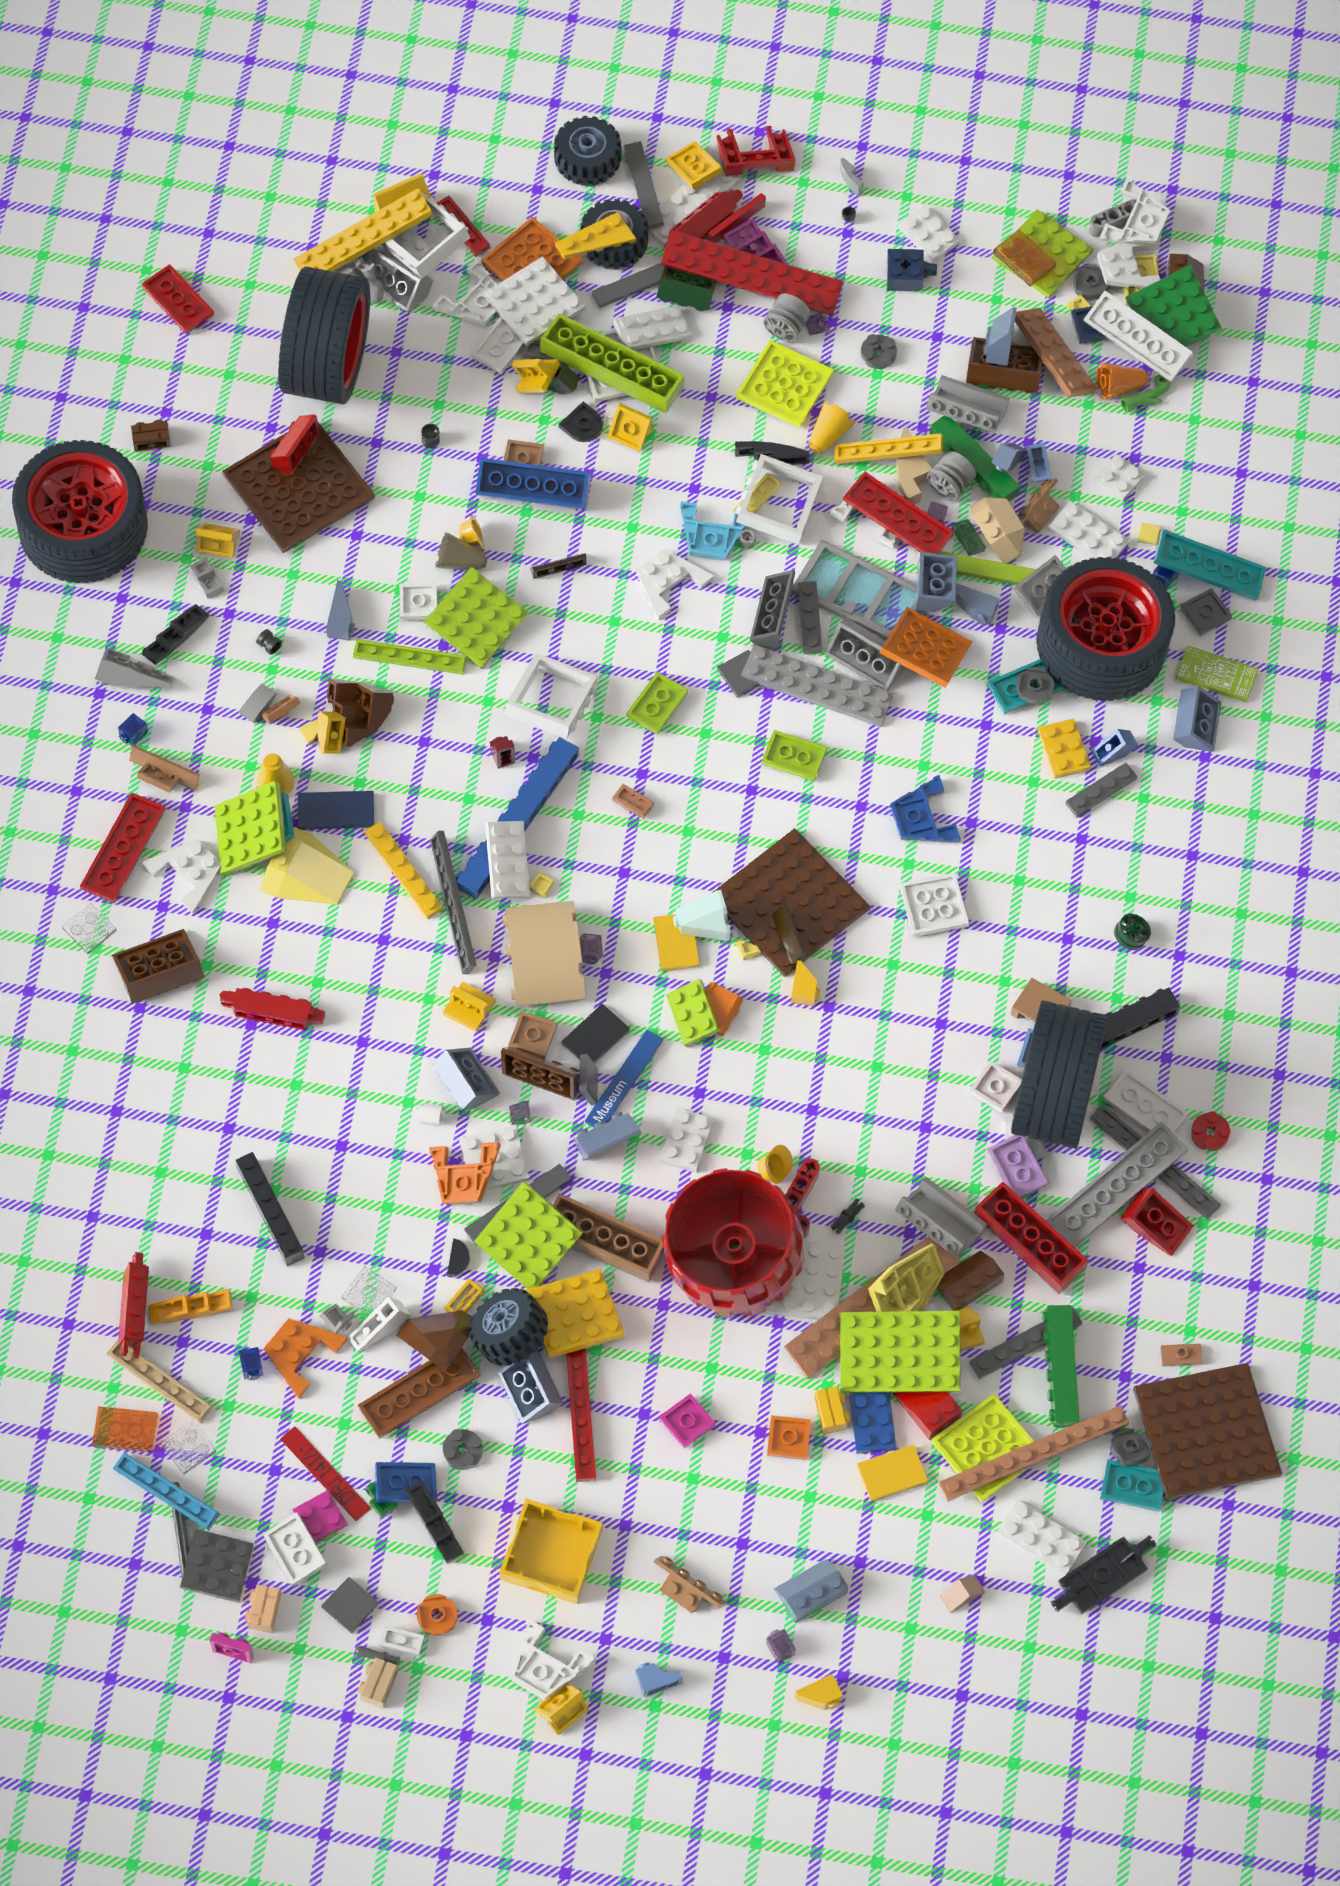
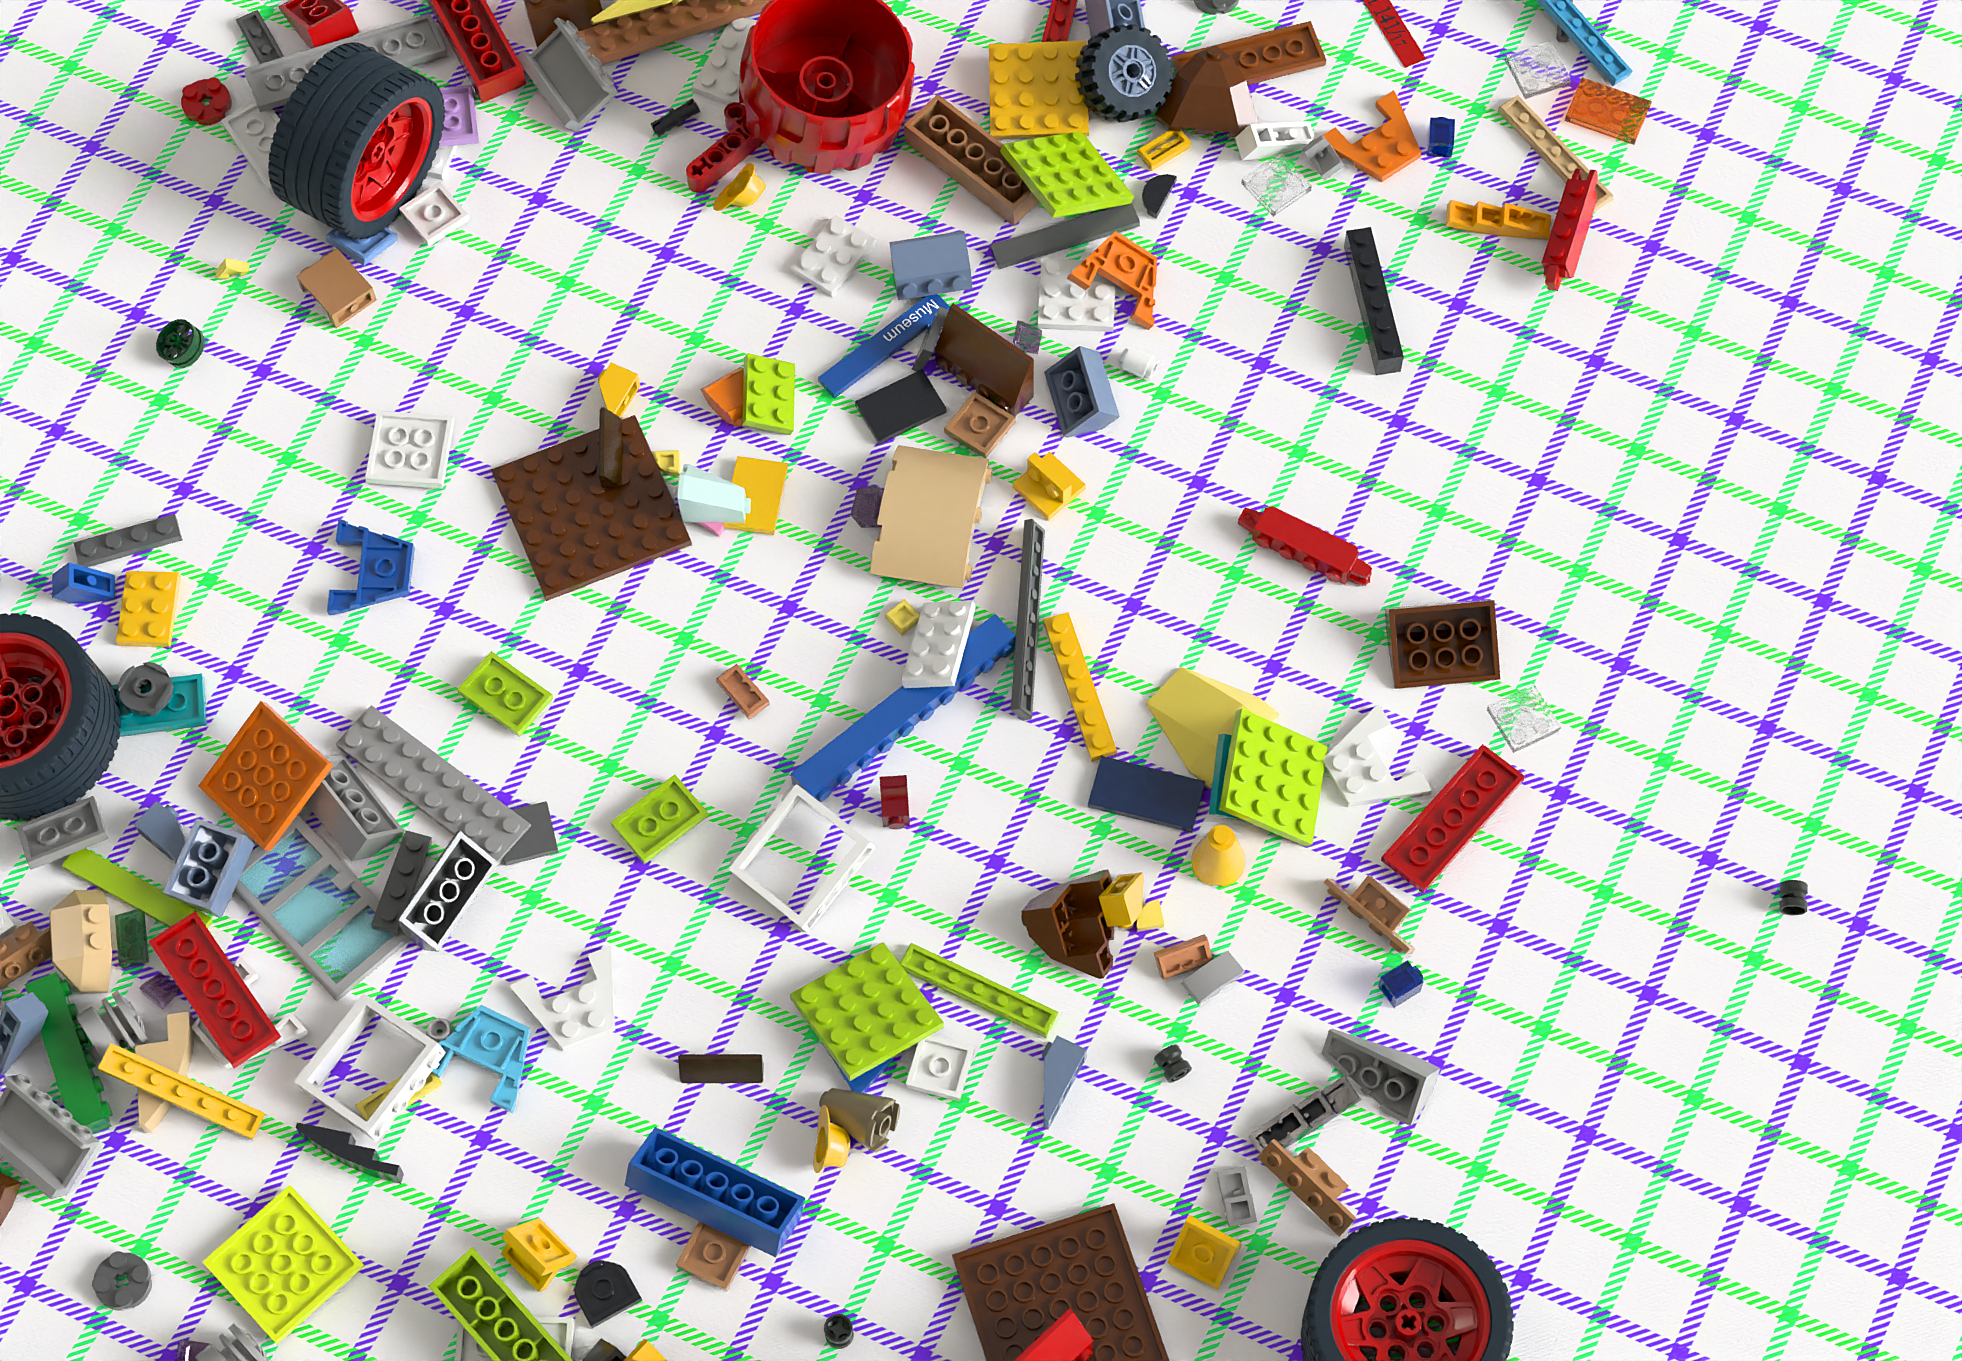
camera: 160 degrees left, 0 degrees up
(160, 597) = (1311, 1182): none -> medium nougat bracket
(830, 426) = (250, 1162): yellow cone -> none
(1125, 999) = (231, 267): none -> light yellow tile
(1139, 1016) = (246, 242): black brick -> none

